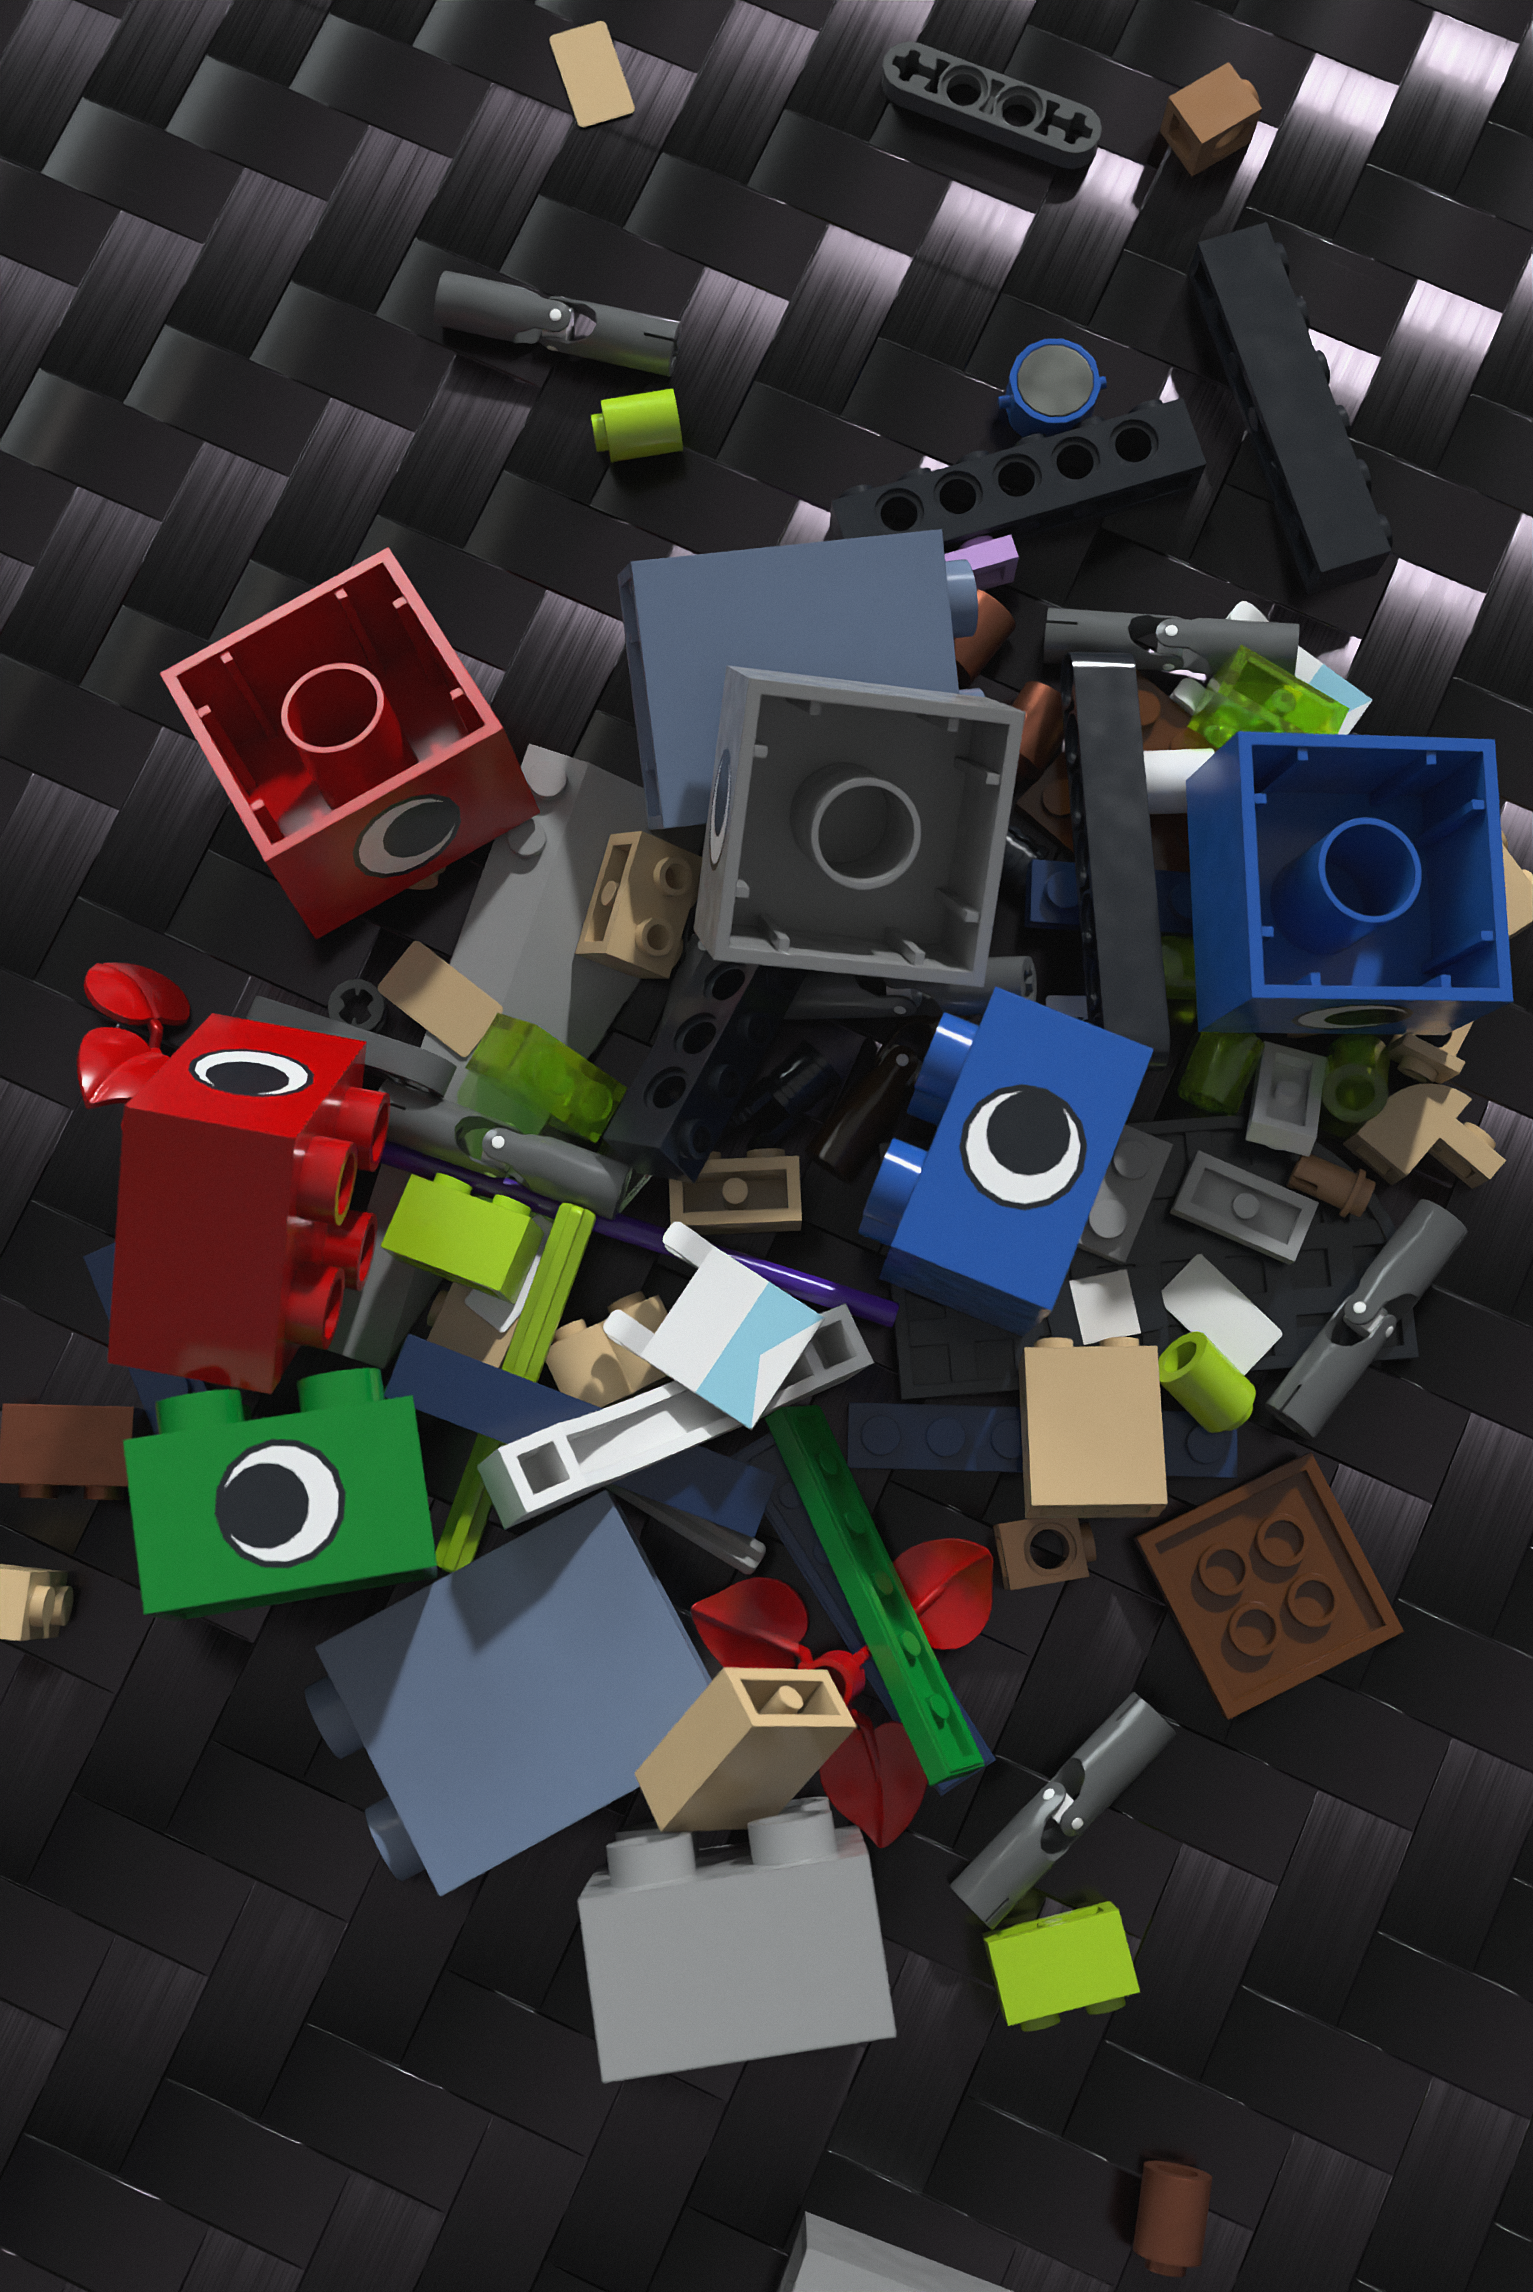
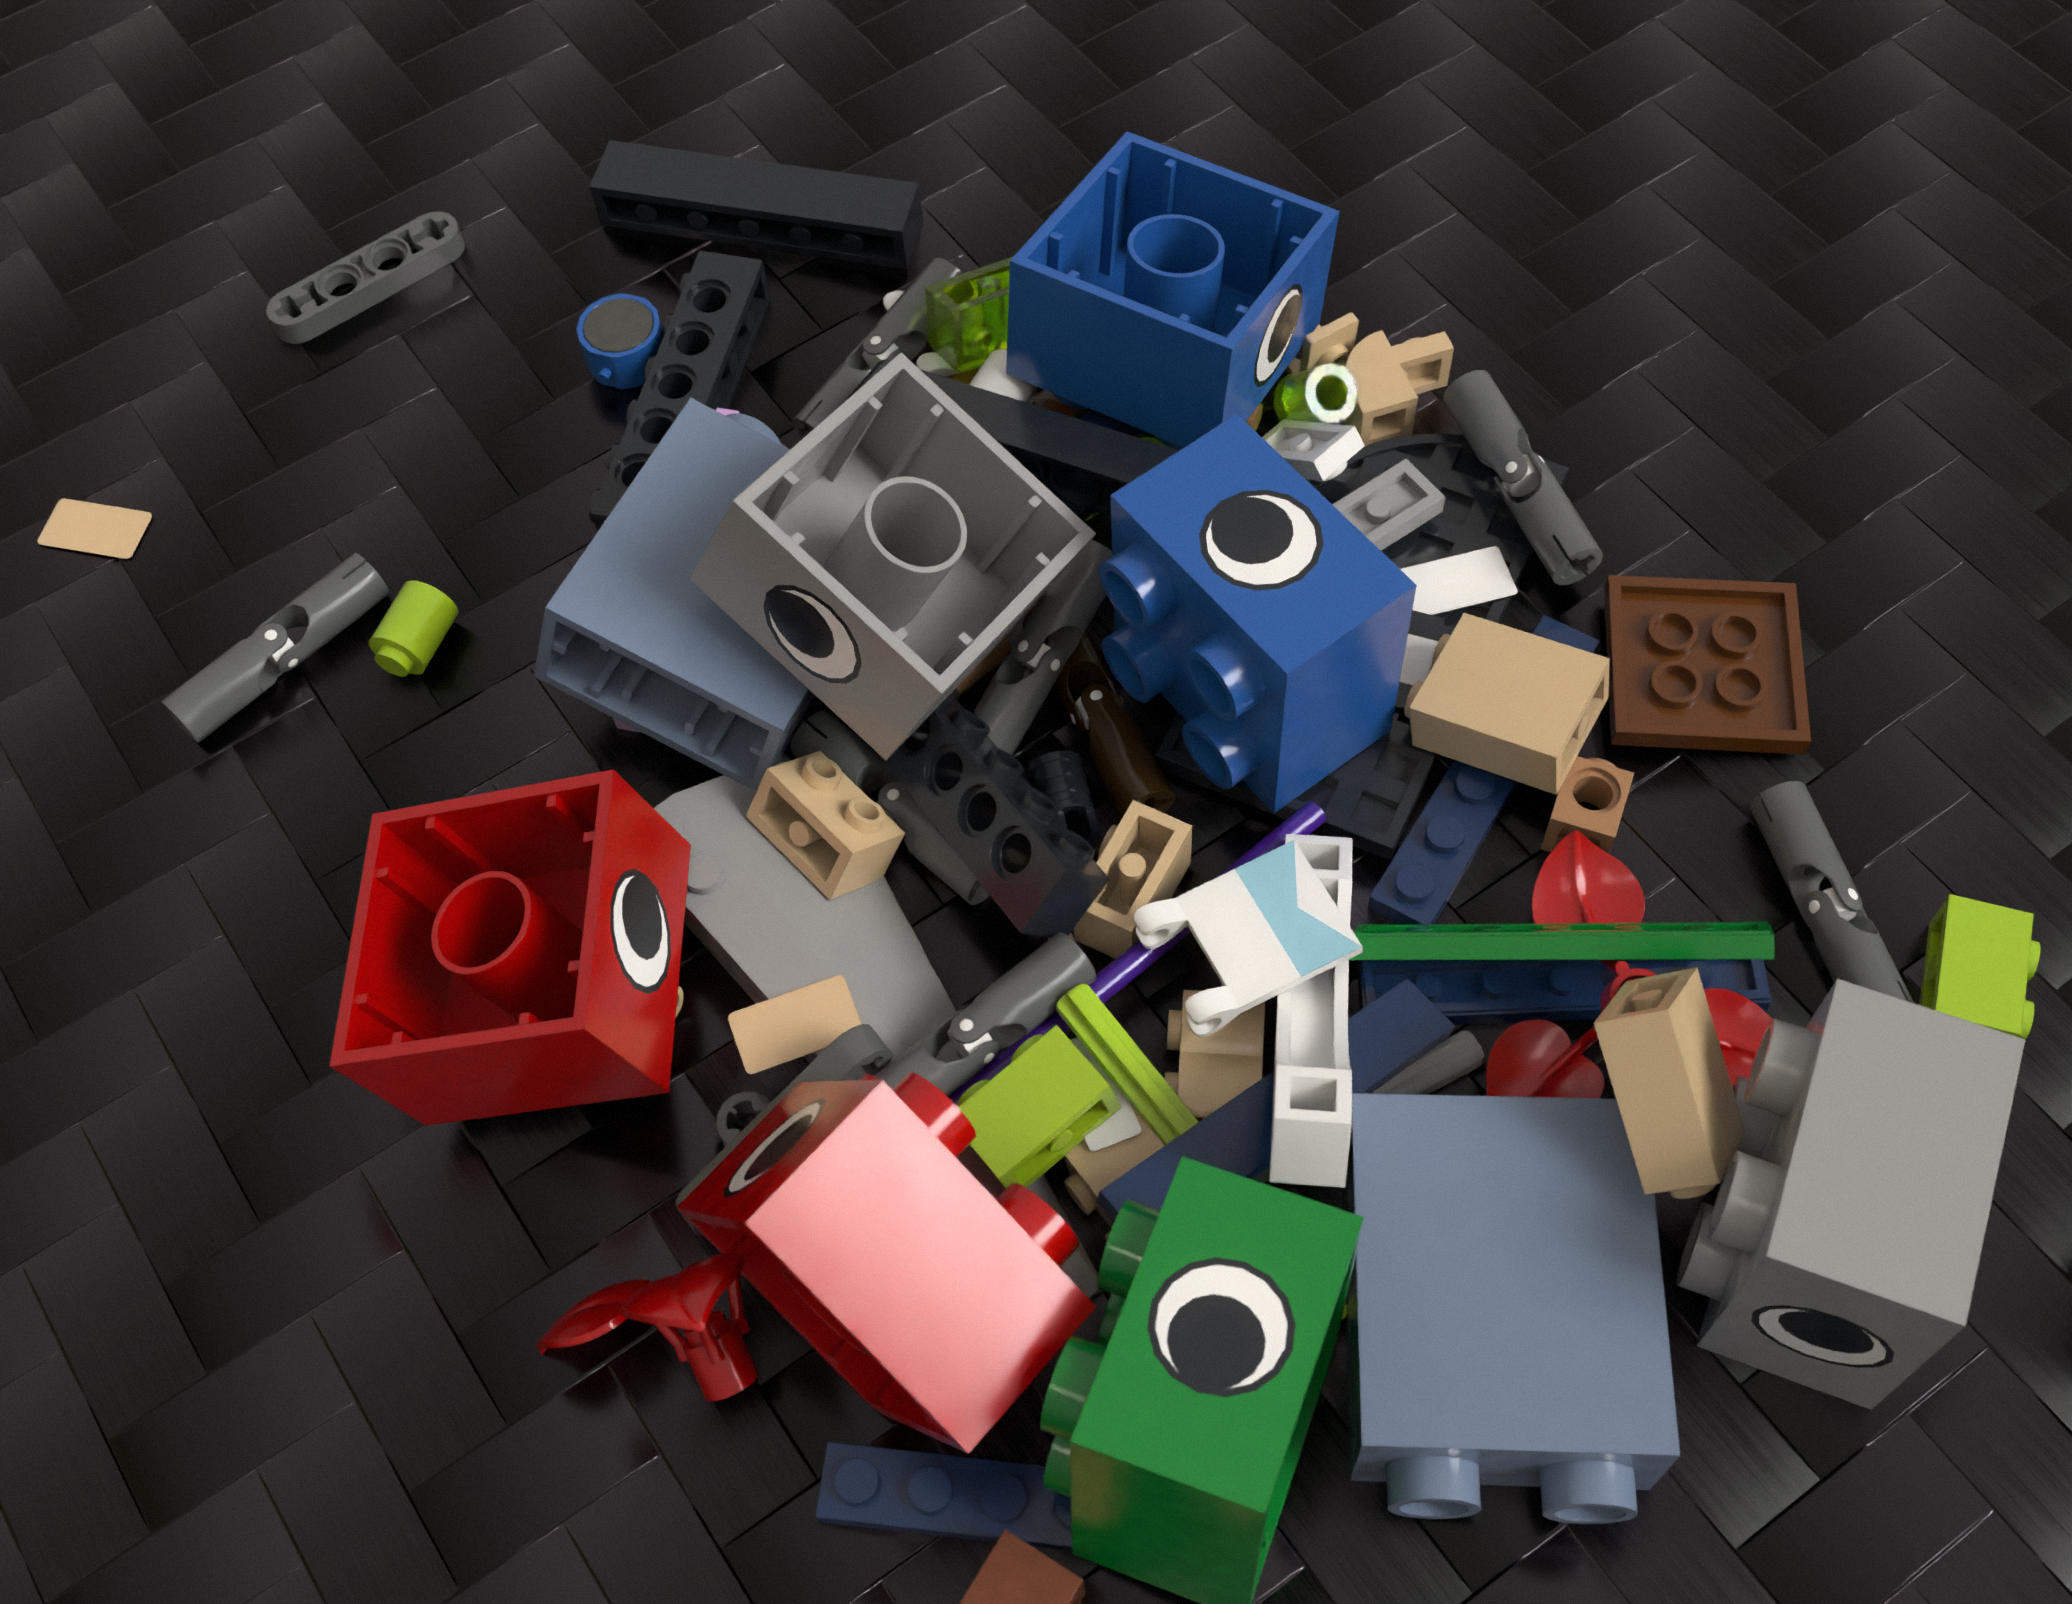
camera: 55 degrees left, 20 degrees down
(546, 1077) = (924, 972): clear neon green brick -> none
(1206, 1383) = (1514, 601): lime brick -> none
(1211, 118) = (500, 147): medium nougat brick -> none
(1332, 1184) = (1406, 440): medium nougat pin -> none

